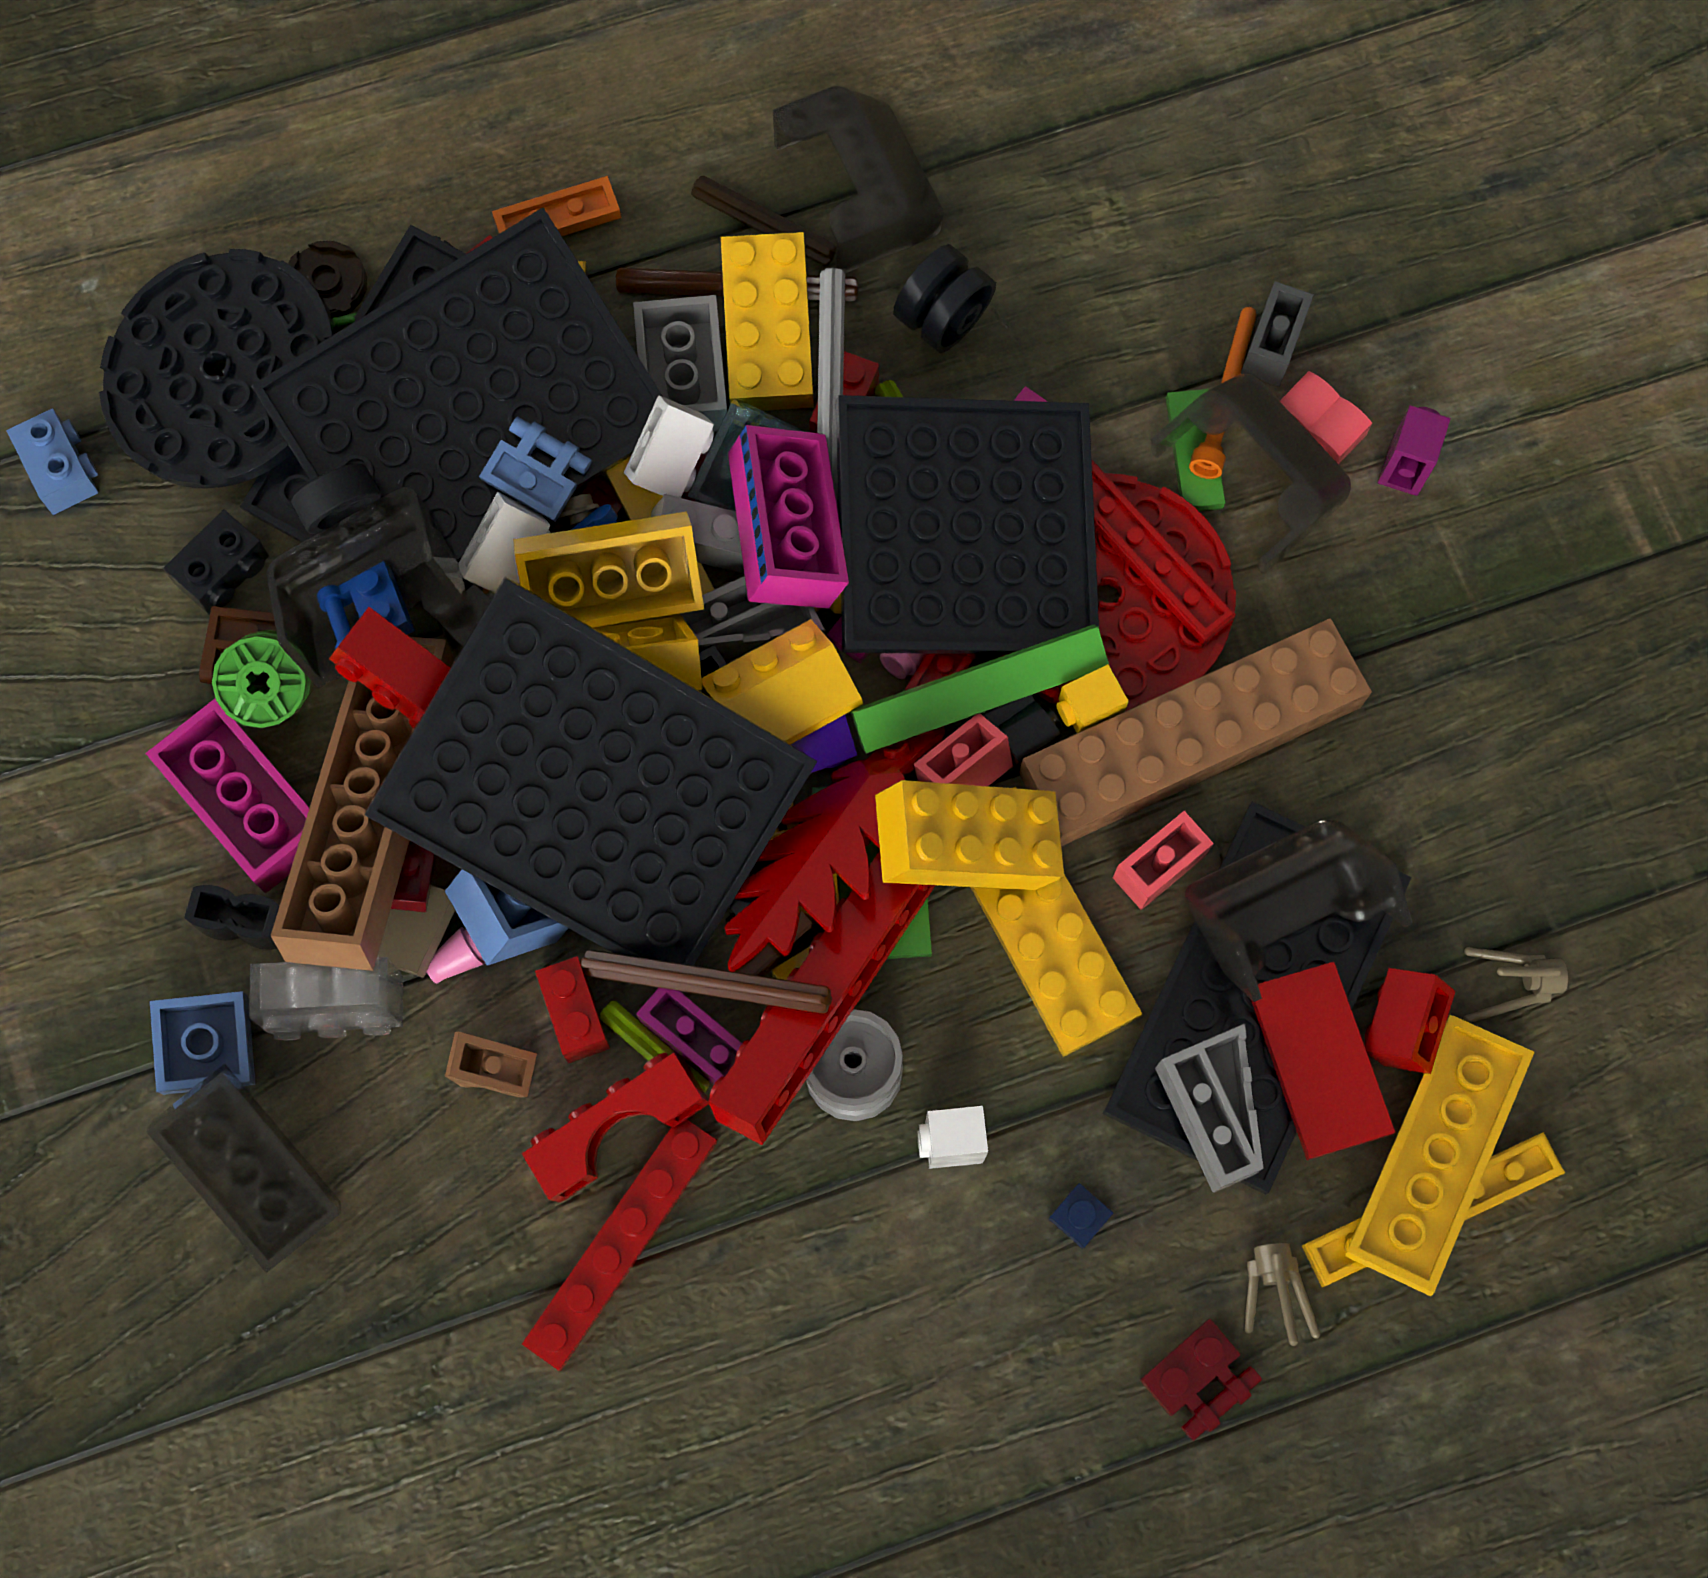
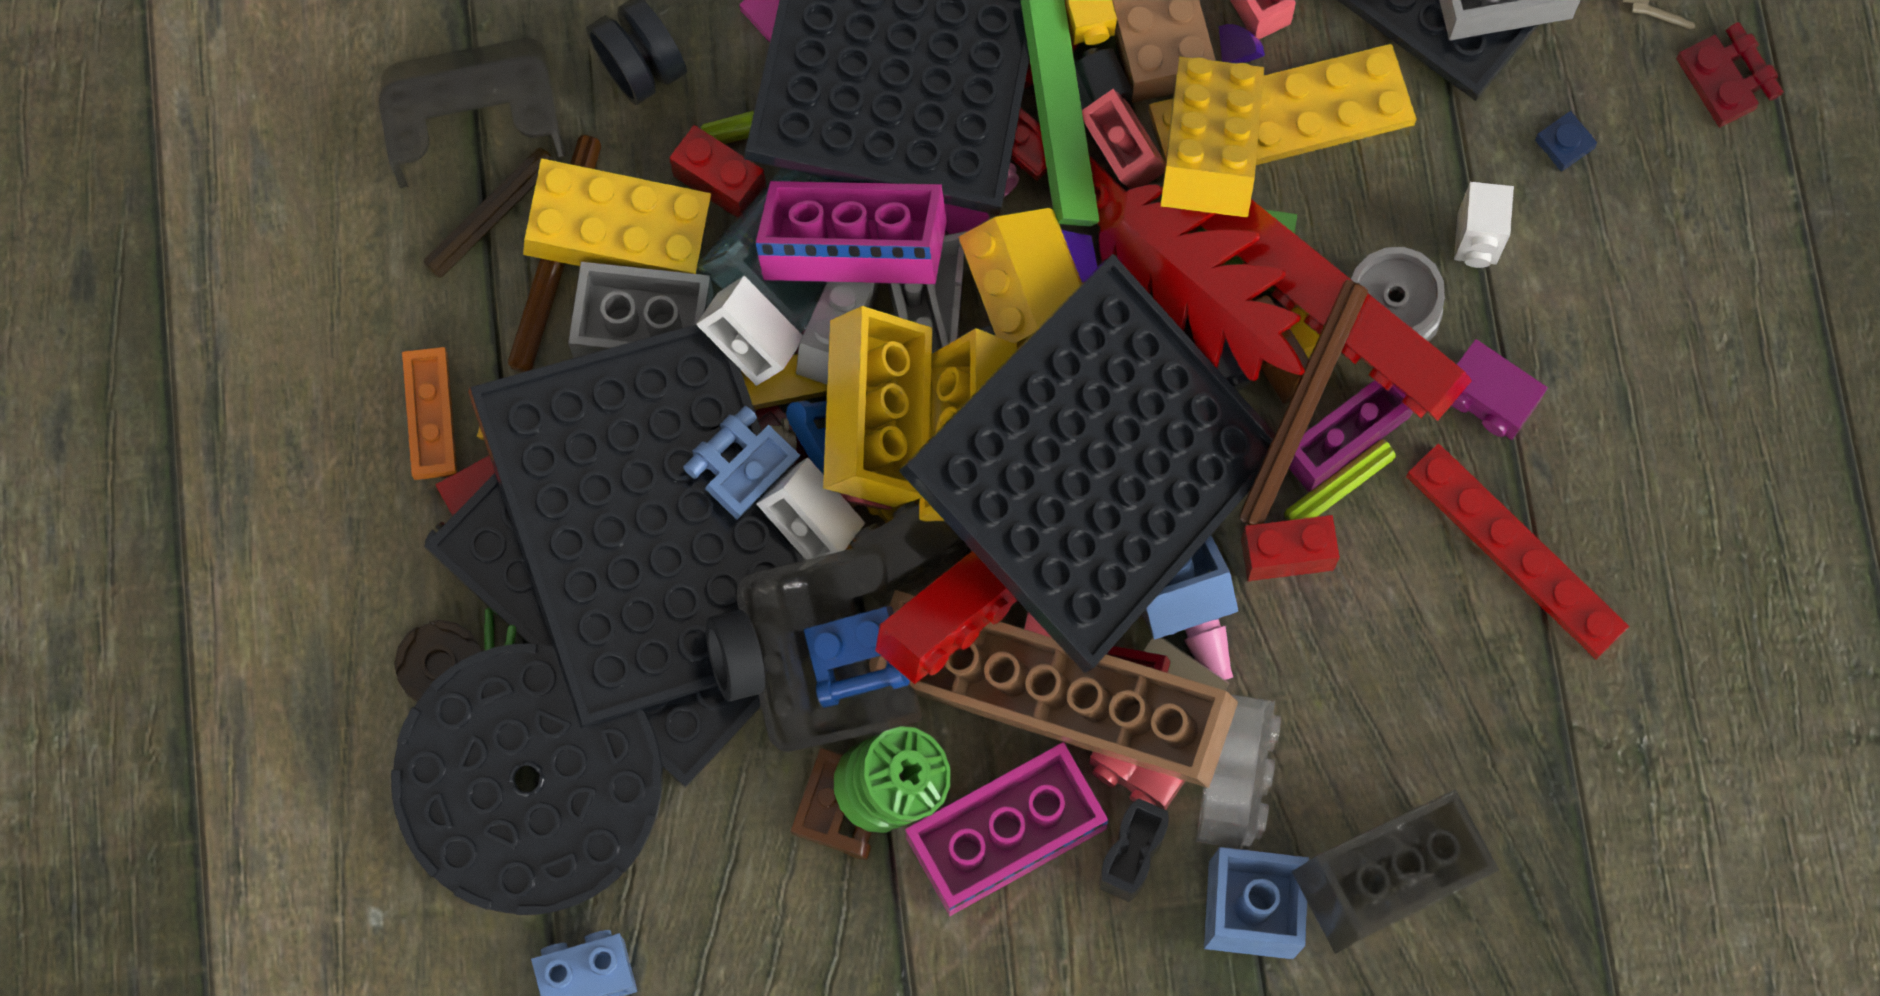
camera: 75 degrees left, 0 degrees up
(217, 562) = (742, 820): black brick -> none
(490, 1065) = (1330, 633): medium nougat slope -> none
(568, 1157) = (1430, 578): red arch -> none
(782, 1184) = (1498, 391): none -> magenta brick
(831, 359) = (689, 159): light grey axle -> none
(1101, 860) = (1239, 44): none -> dark purple tile

